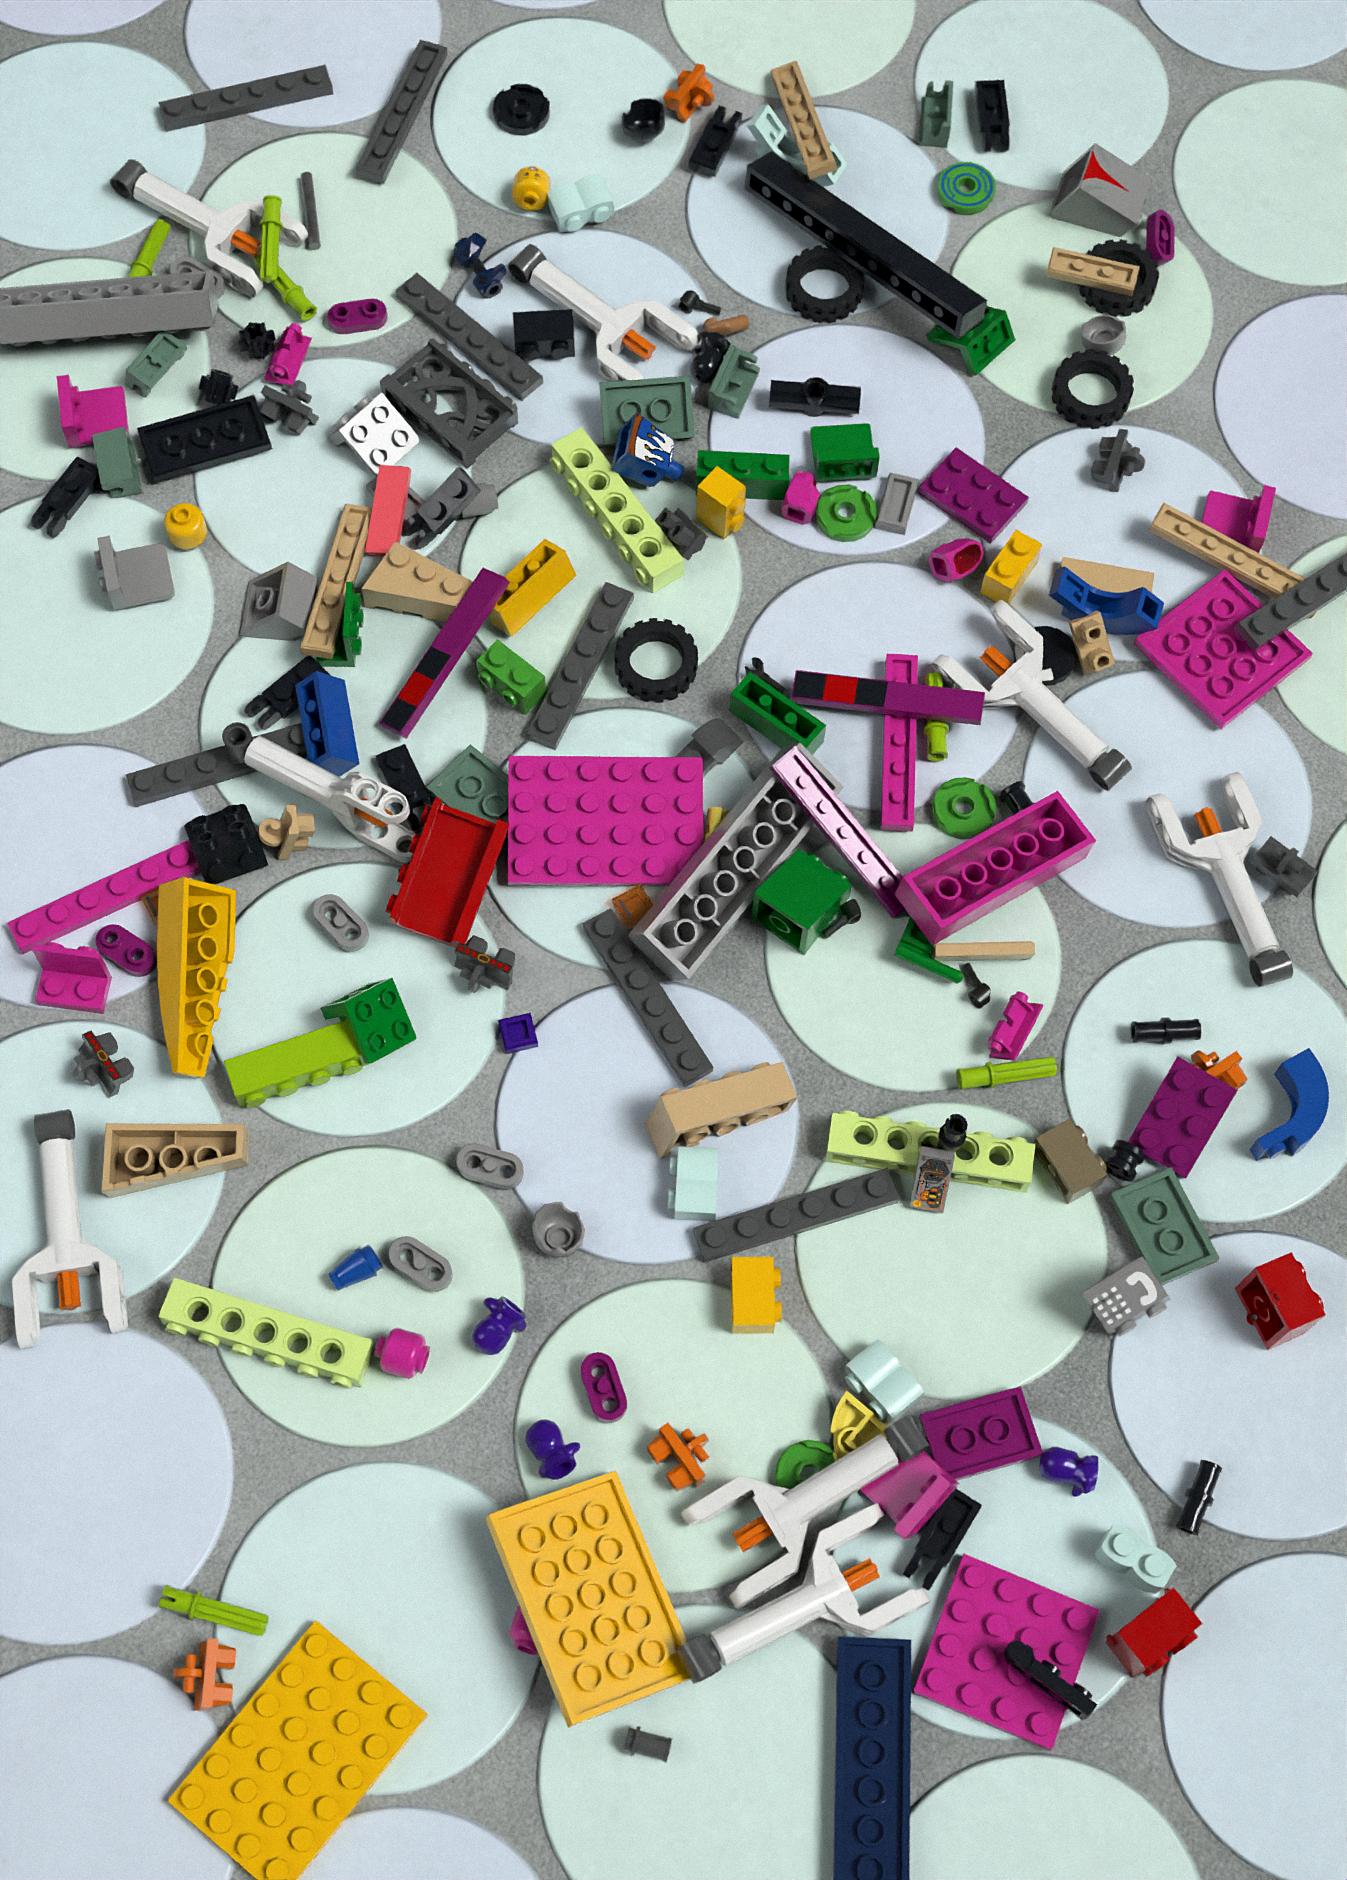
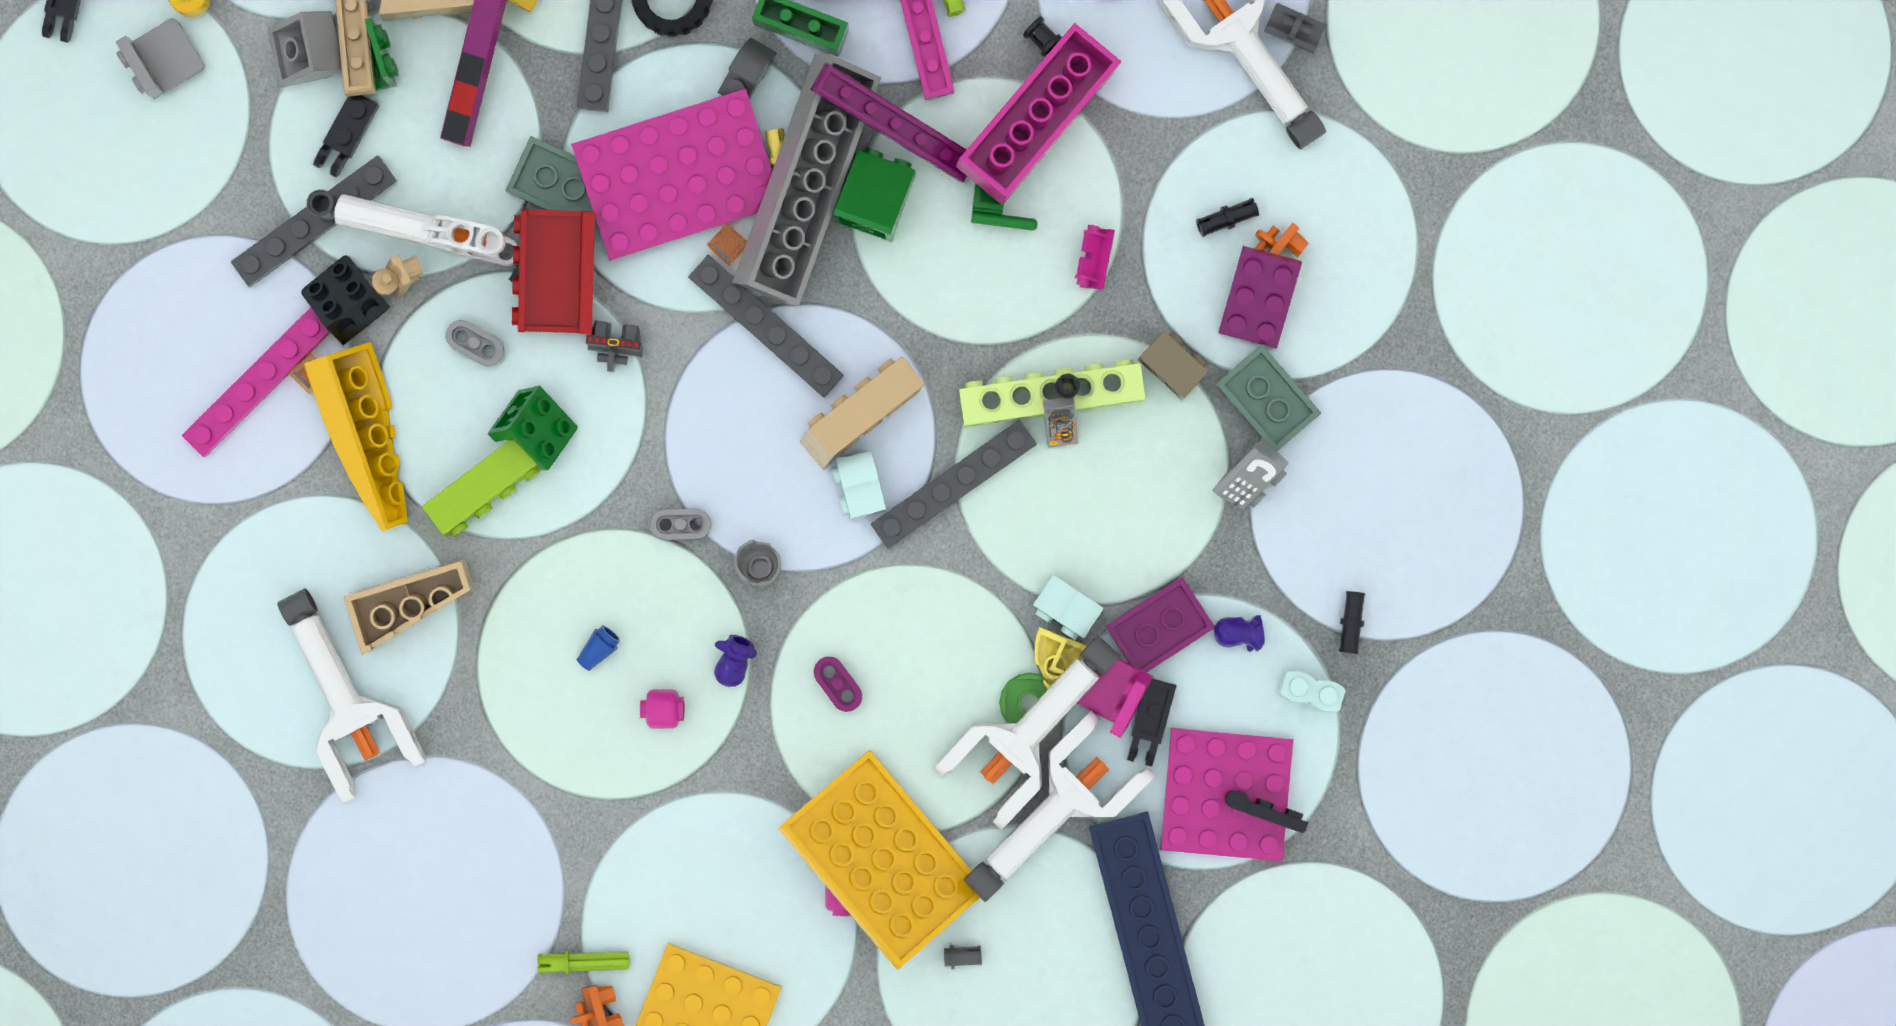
camera: 15 degrees left, 20 degrees up
(72, 978) = (260, 473): dark pink bracket -> none
(97, 1066) = (305, 529): dark grey hips -> none
(123, 950) = (294, 426): magenta plate -> none
(188, 1297) = (464, 720): yellowish green brick -> none
(327, 723) = (394, 158): blue brick -> none
(404, 777) = (483, 189): black hinge -> none
(421, 1265) = (651, 627): light grey plate -> none
(511, 677) = (544, 56): bright green brick -> none
(518, 1033) = (664, 395): dark purple tile -> none
(547, 1446) = (807, 747): dark purple animal -> none
(669, 1444) = (928, 732): orange hips -> none
(754, 1295) = (939, 567): yellow brick -> none
(851, 913) = (922, 191): pearl dark grey hand -> none
(958, 824) = (994, 73): bright green tile -> none
(981, 993) = (1057, 233): pearl dark grey hand -> none
(983, 951) = (1048, 193): tan tile -> none
(1006, 1072) = (1098, 300): lime axle -> none
(1124, 1160) = (1220, 350): black wheel -> none
(1149, 1636) = (1341, 749): red brick -> none
(1280, 1300) = (1381, 438): red brick -> none
(1309, 1099) = (1367, 246): blue arch -> none

